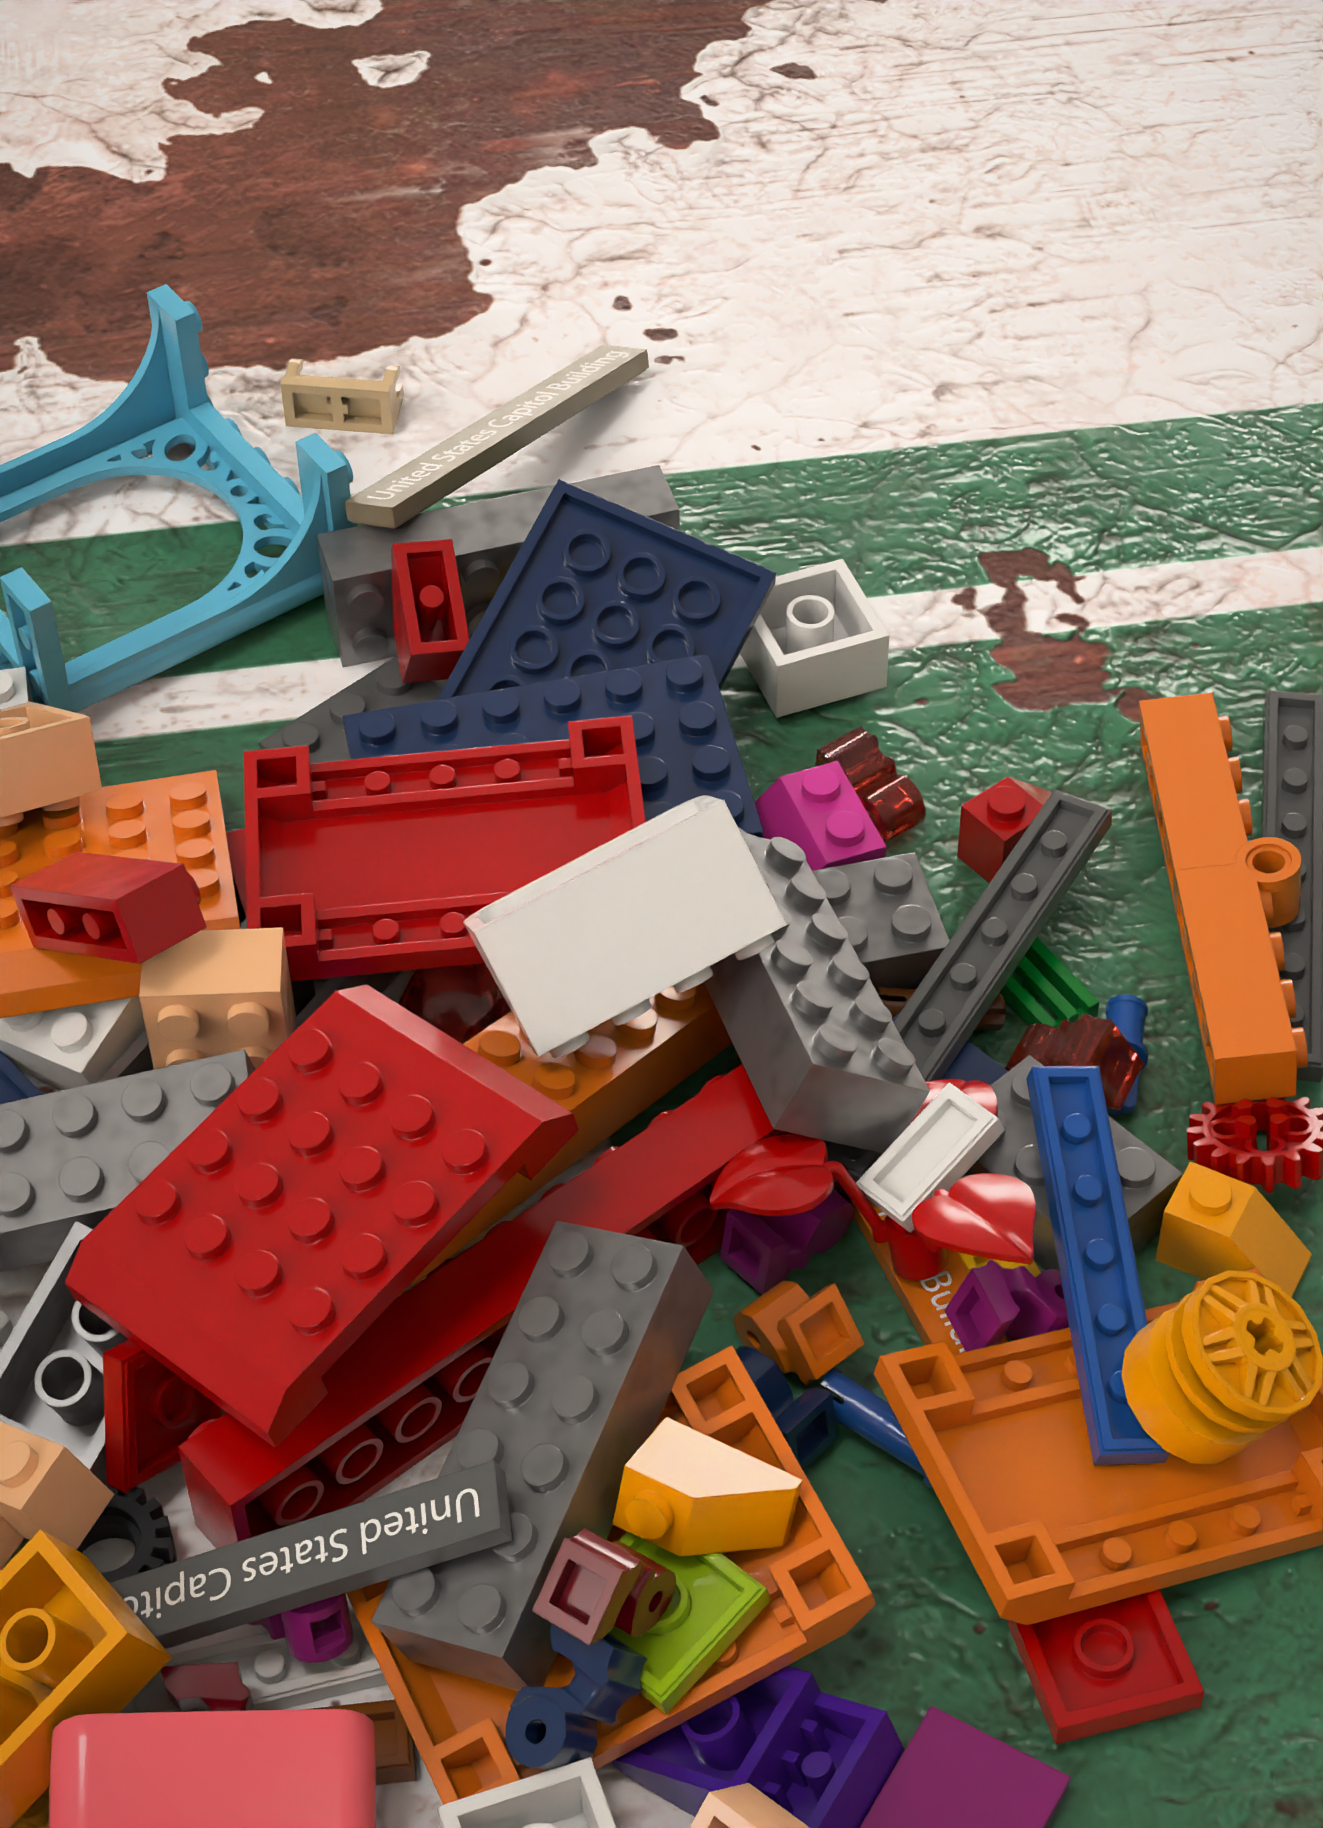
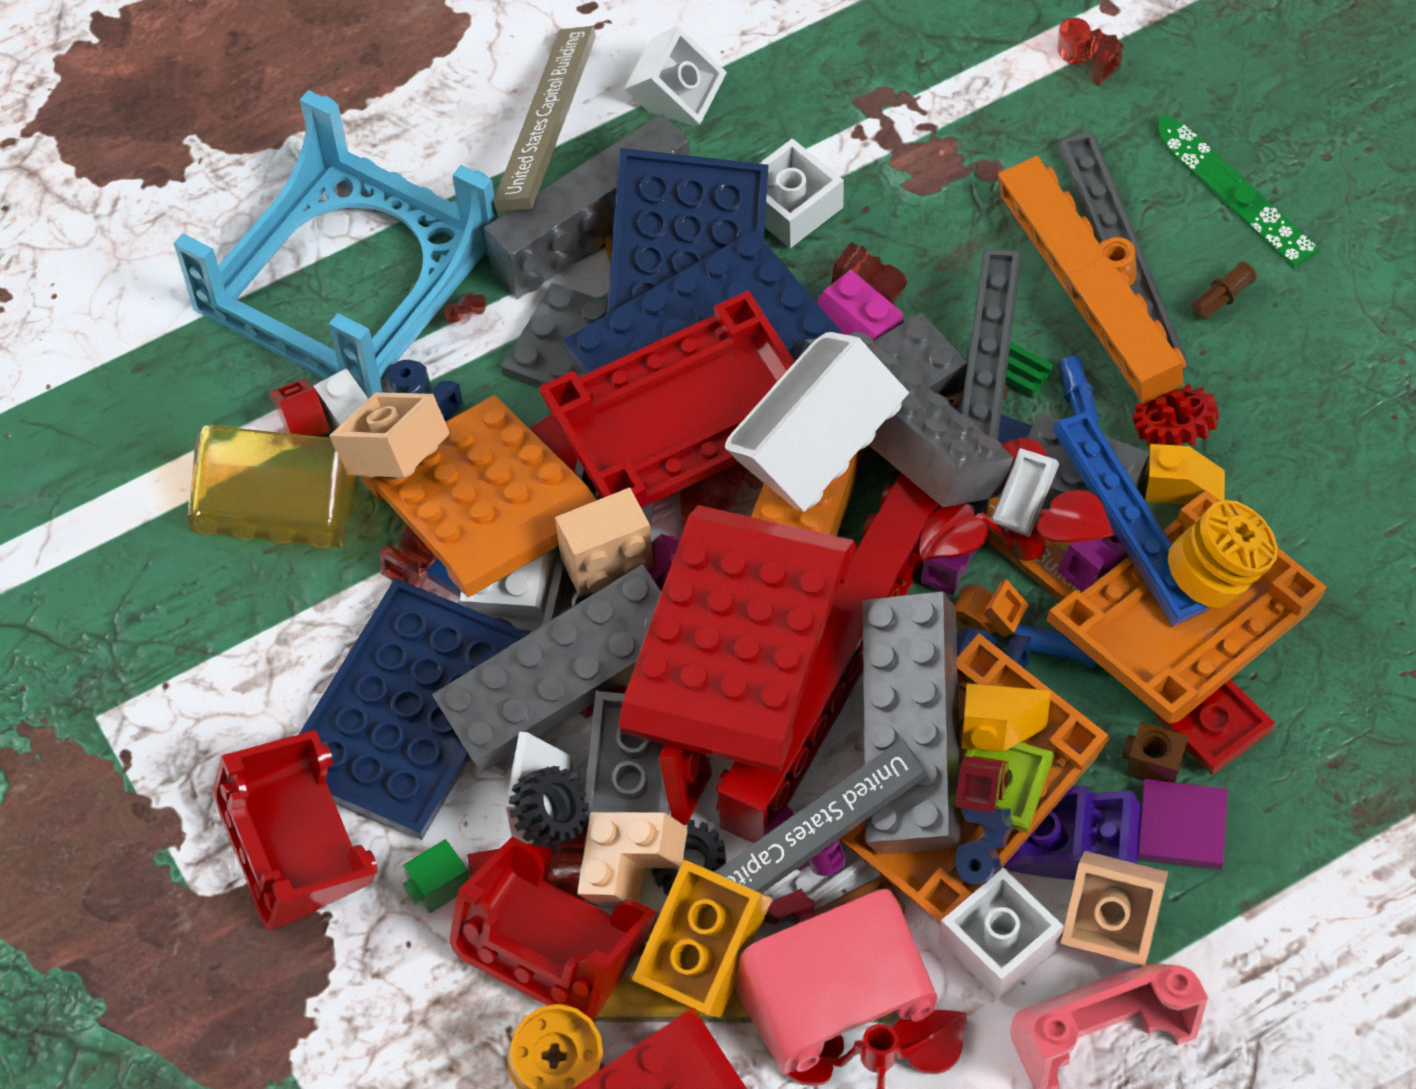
camera: 20 degrees left, 10 degrees up
(109, 906) = (530, 509): red brick -> none
(123, 739) = (412, 377): none -> dark blue leg
(253, 653) = (462, 310): none -> clear red arm
(341, 402) = (421, 121): tan hinge -> none
(427, 610) = (573, 254): red slope -> none
(729, 448) = (675, 78): none -> white slope
(974, 1698) = (1160, 740): none -> reddish brown brick
(995, 823) = (957, 278): red slope -> none
(1084, 1043) = (1063, 399): clear red leg -> none

